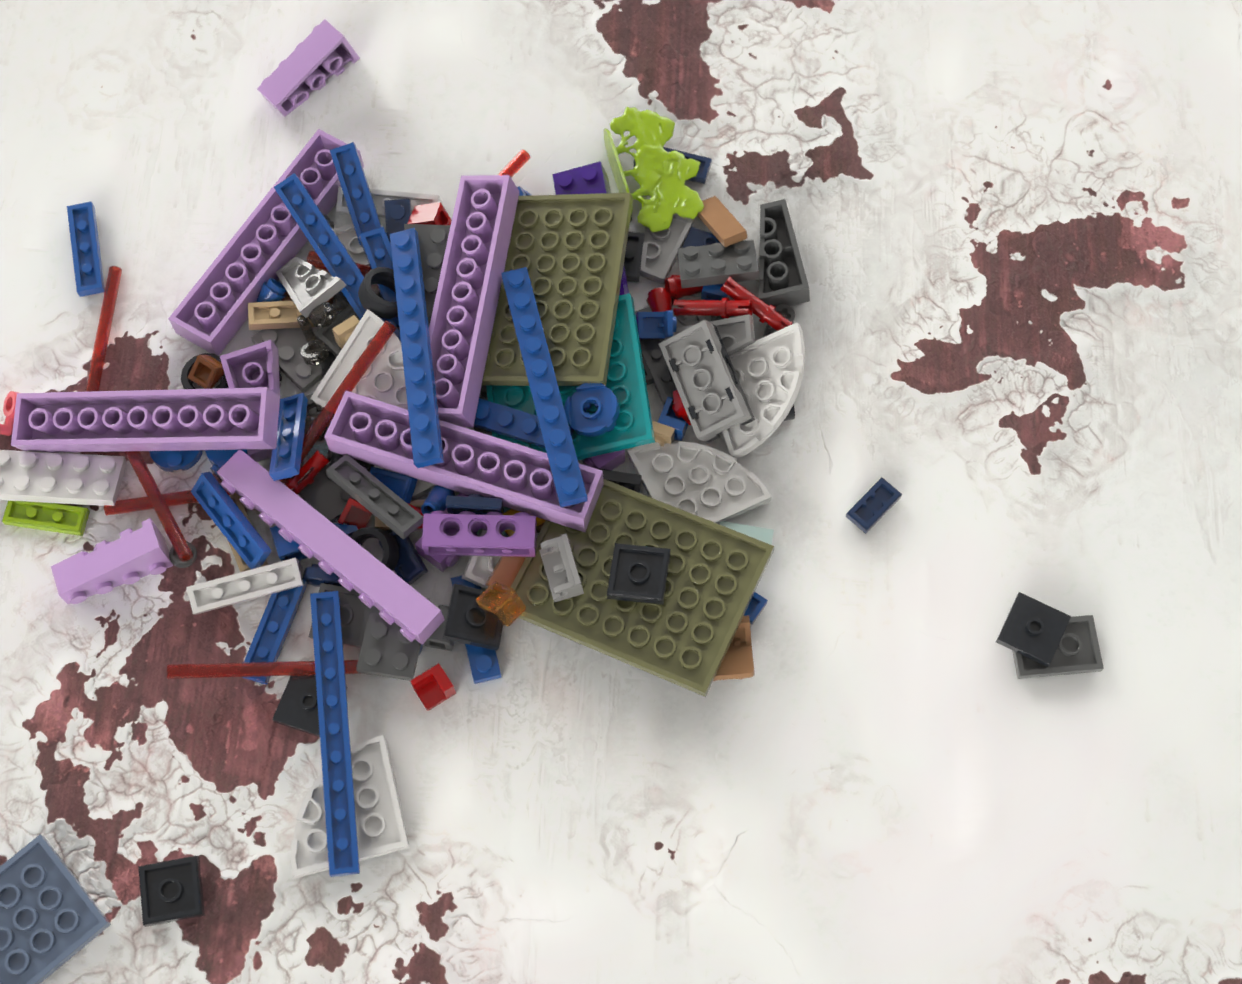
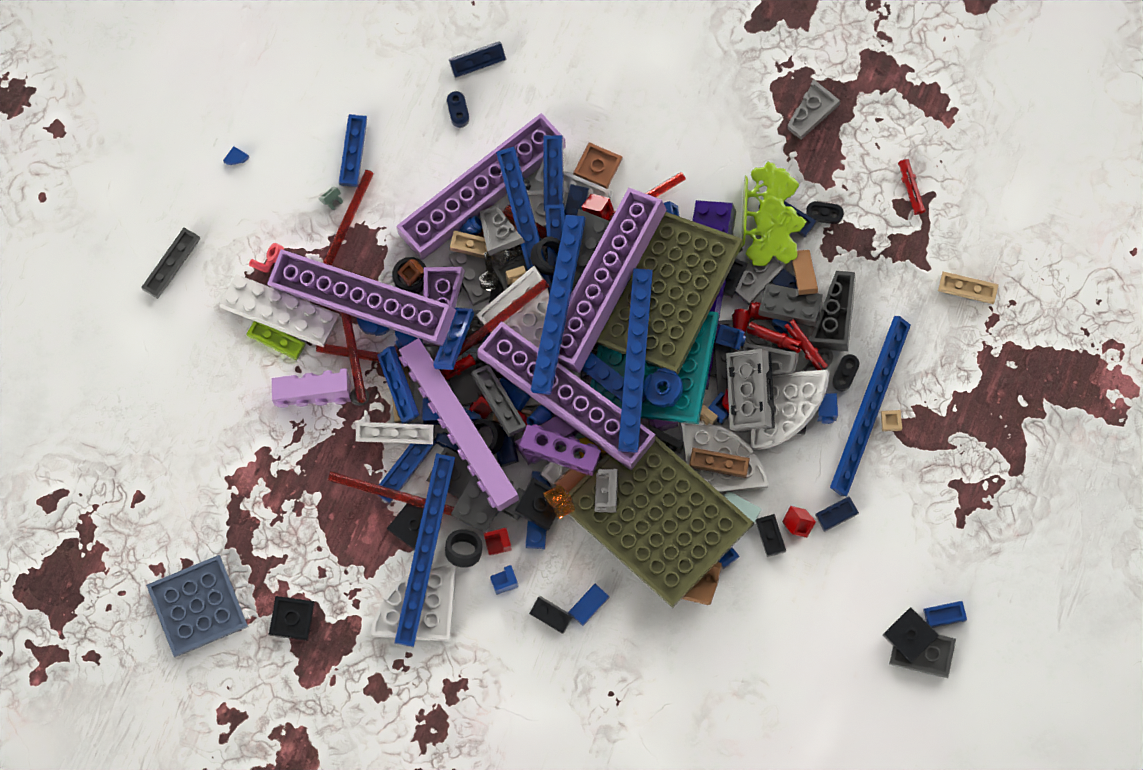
camera: 20 degrees right, 5 degrees up
(71, 312) = (329, 196): none -> sand green tile
(209, 160) = (457, 108): none -> dark blue plate
(217, 96) = (477, 59): none -> dark blue plate
(307, 68) = (547, 58): lavender wedge -> none
(388, 694) = (468, 536): none -> black tyre
(413, 173) = (598, 165): none -> nougat tile
(459, 737) = (504, 580): none -> blue panel
(473, 503) = (563, 428): dark blue plate -> none
(539, 762) = (551, 614): none -> black plate
(586, 732) = (589, 604): none -> blue tile
(639, 573) = (656, 511): black plate -> none
(659, 35) = (814, 108): none -> light grey wing
(698, 487) = (719, 462): none -> medium nougat tile
(717, 146) = (825, 211): none -> black plate
(798, 560) = (770, 535): none -> black plate
(807, 80) = (905, 168): none -> red pin
(815, 378) = (828, 409): none -> blue brick
(817, 328) = (845, 373): none -> black plate
(828, 530) = (798, 521): none -> red panel
(864, 360) = (870, 406): none -> blue plate
(897, 367) = (891, 420): none -> tan plate
(928, 181) = (968, 287): none -> tan plate
(1064, 588) = (945, 614): none -> blue tile

